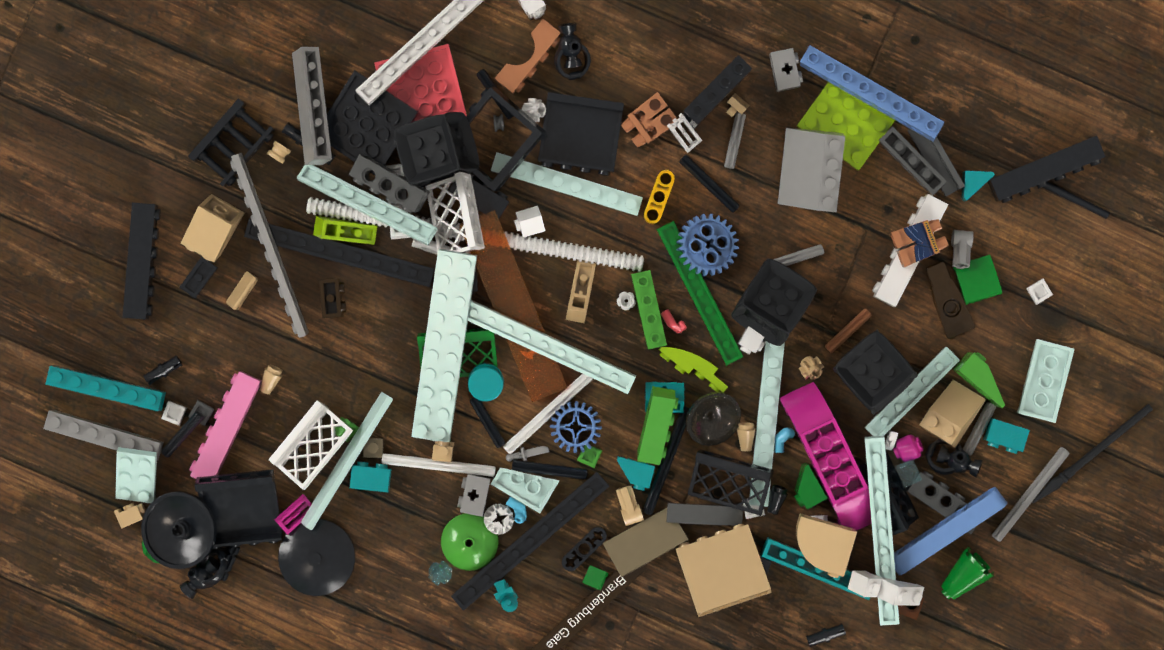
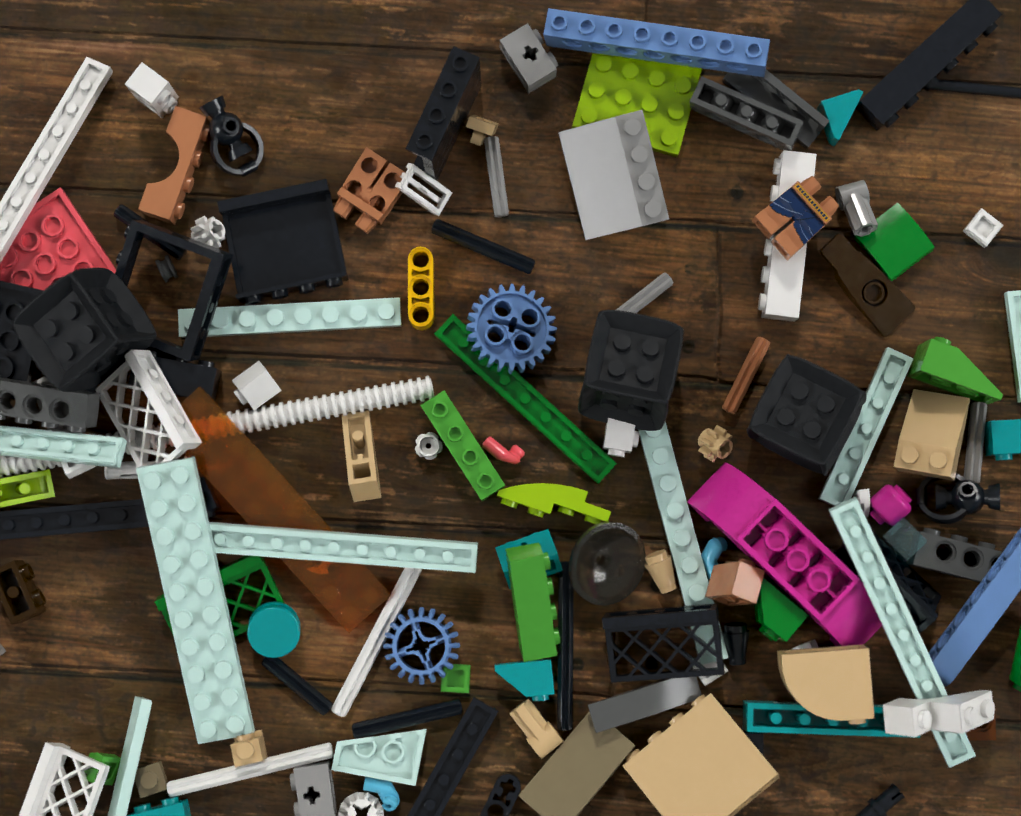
camera: 20 degrees left, 5 degrees down
(527, 453) = (367, 707): light grey piece -> none
(789, 461) = (735, 583): none -> nougat brick

